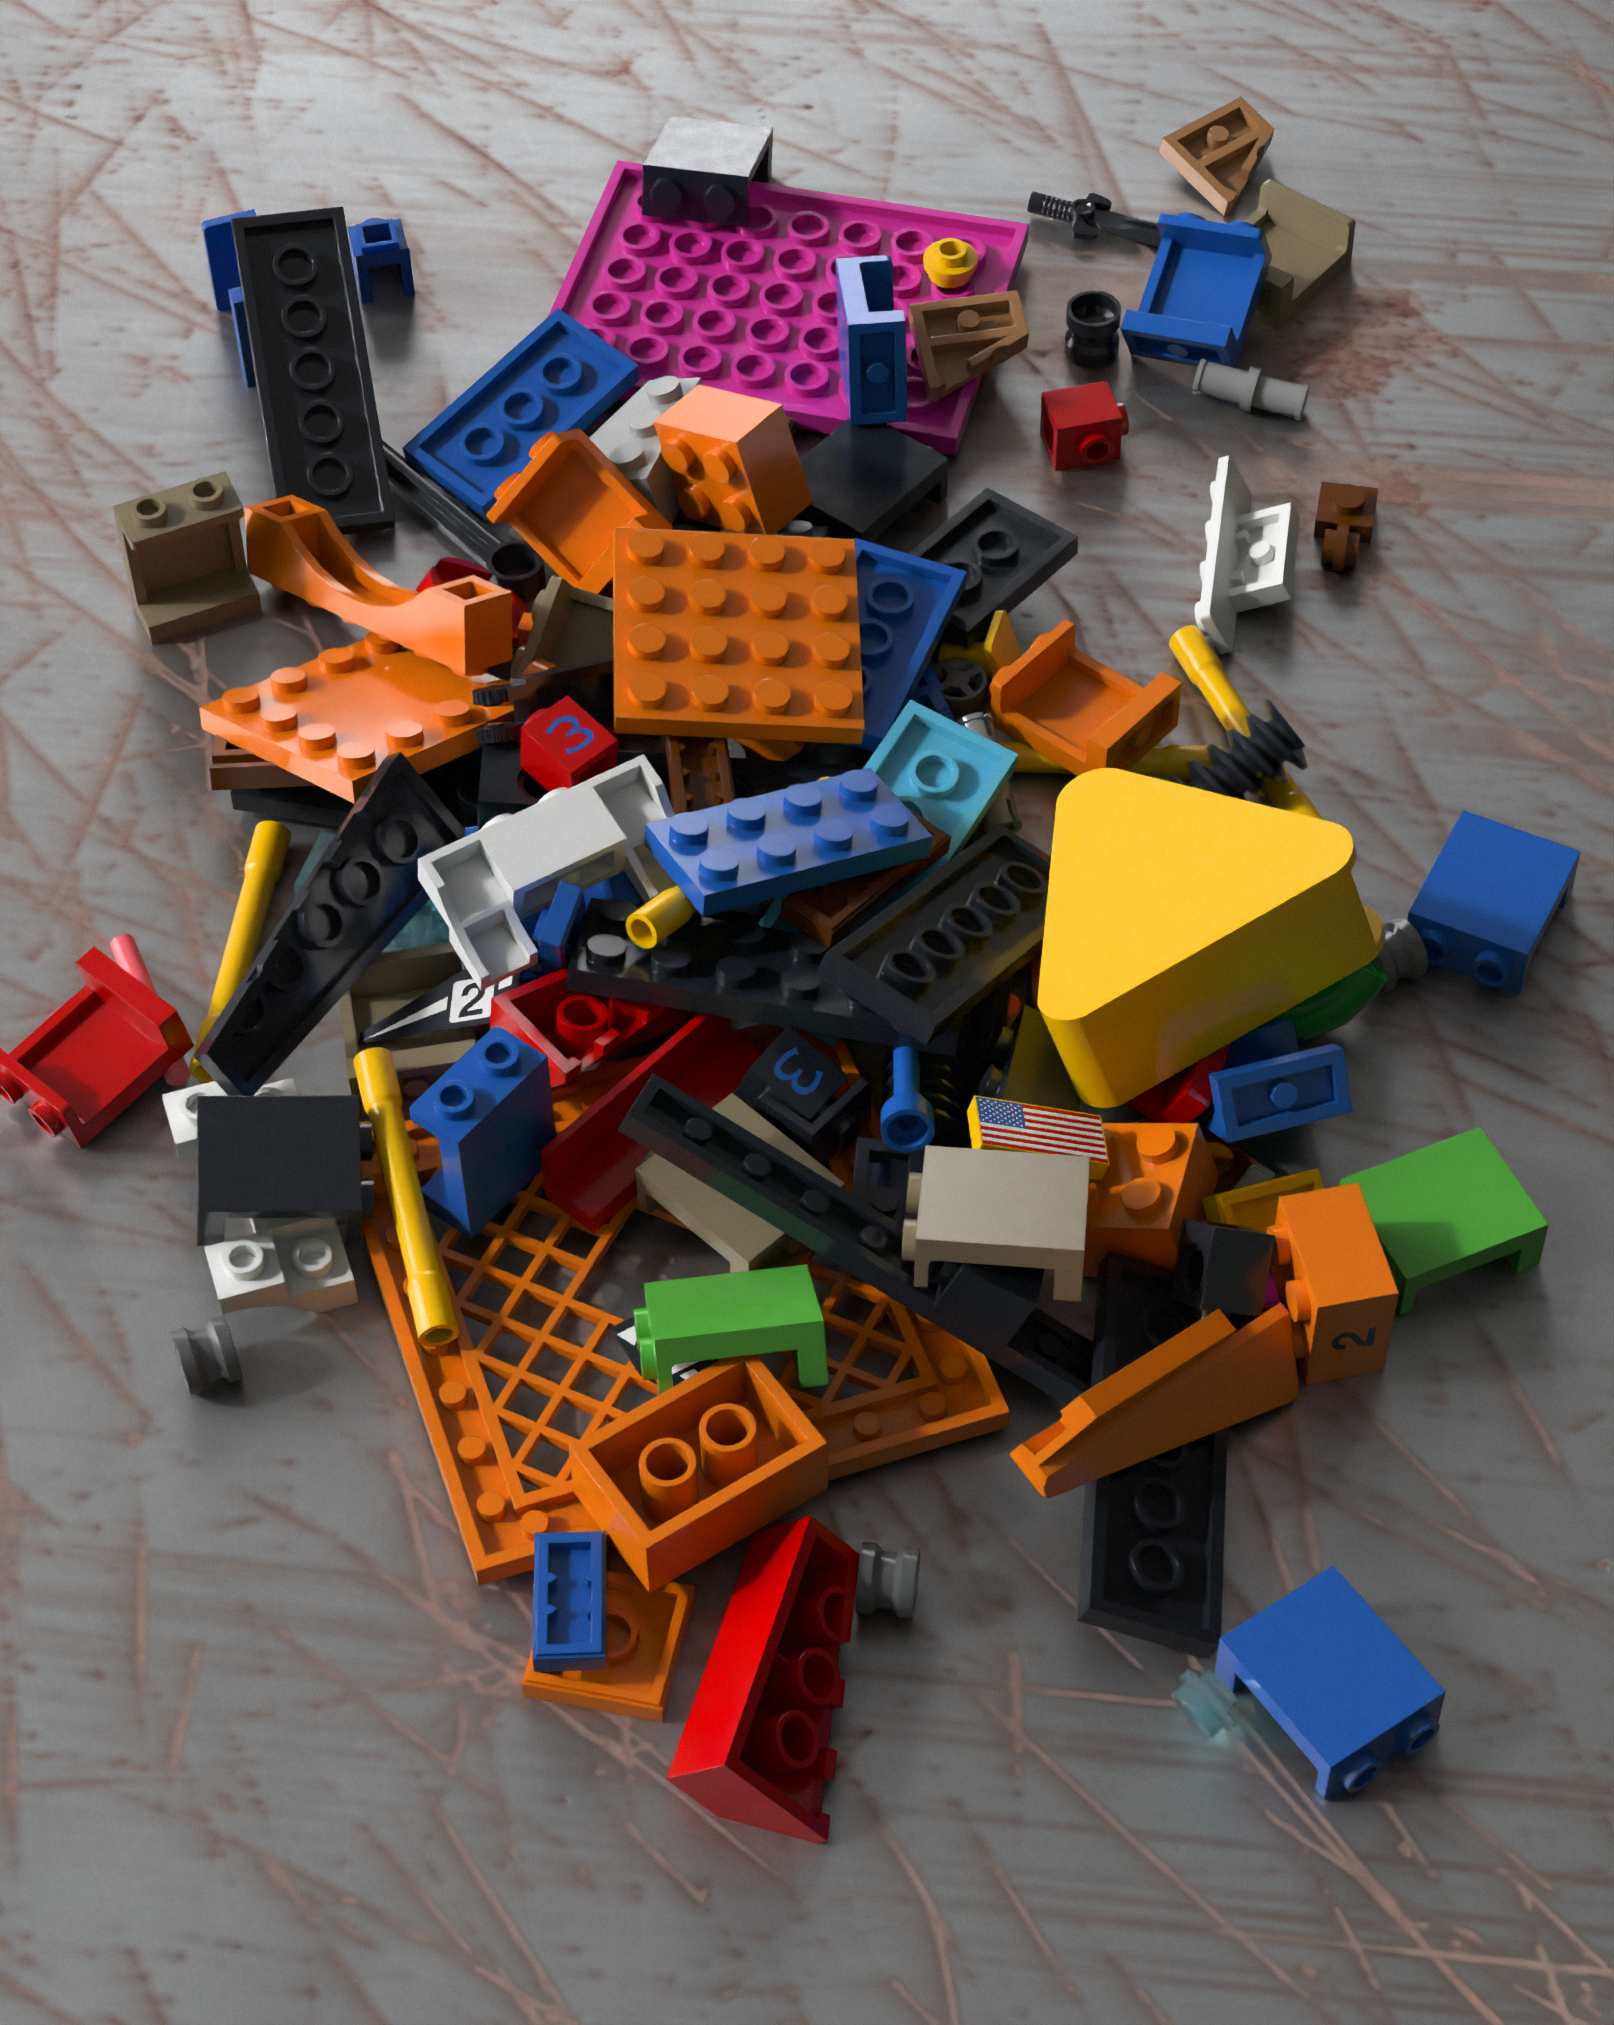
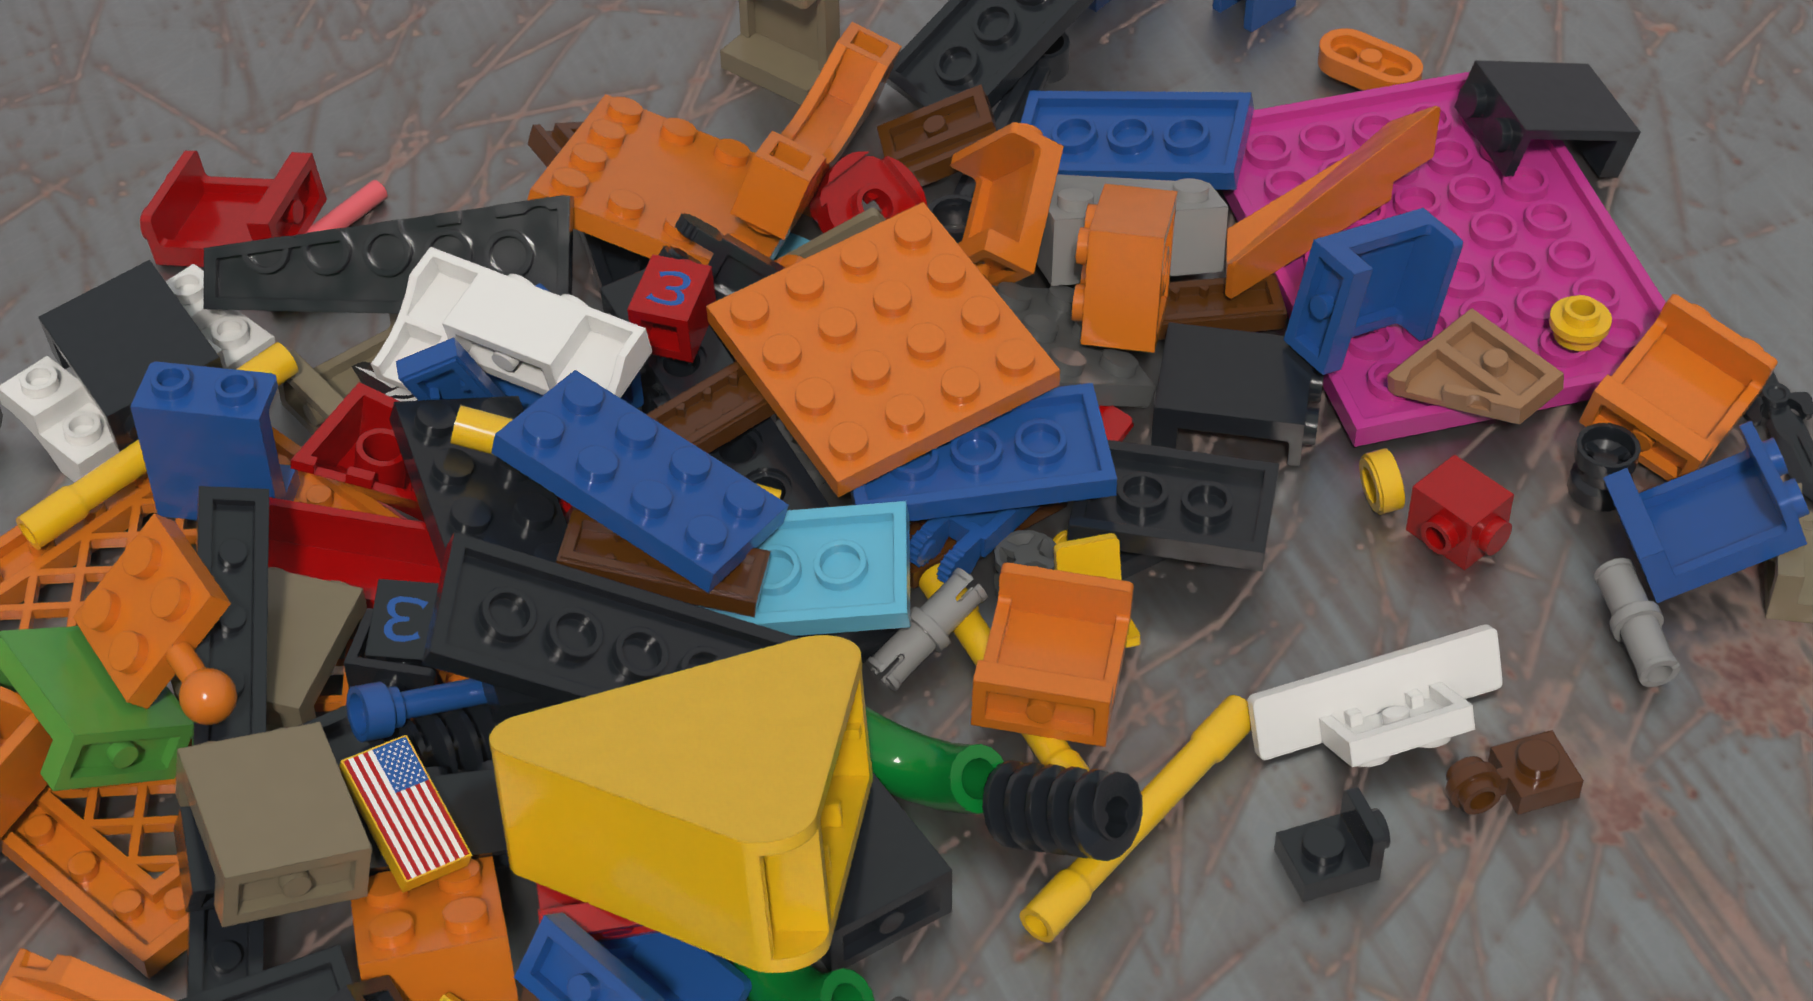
camera: 60 degrees right, 5 degrees down
(414, 525) = (934, 133): none -> reddish brown plate
(534, 240) = (1366, 60): none -> orange plate
(700, 306) = (1327, 200): none -> orange wedge
(716, 1219) = (153, 617): none -> orange plate
(1017, 452) = (1382, 481): none -> yellow tile
(1056, 246) = (1682, 388): none -> orange panel
(1352, 644) = (1335, 850): none -> black bracket

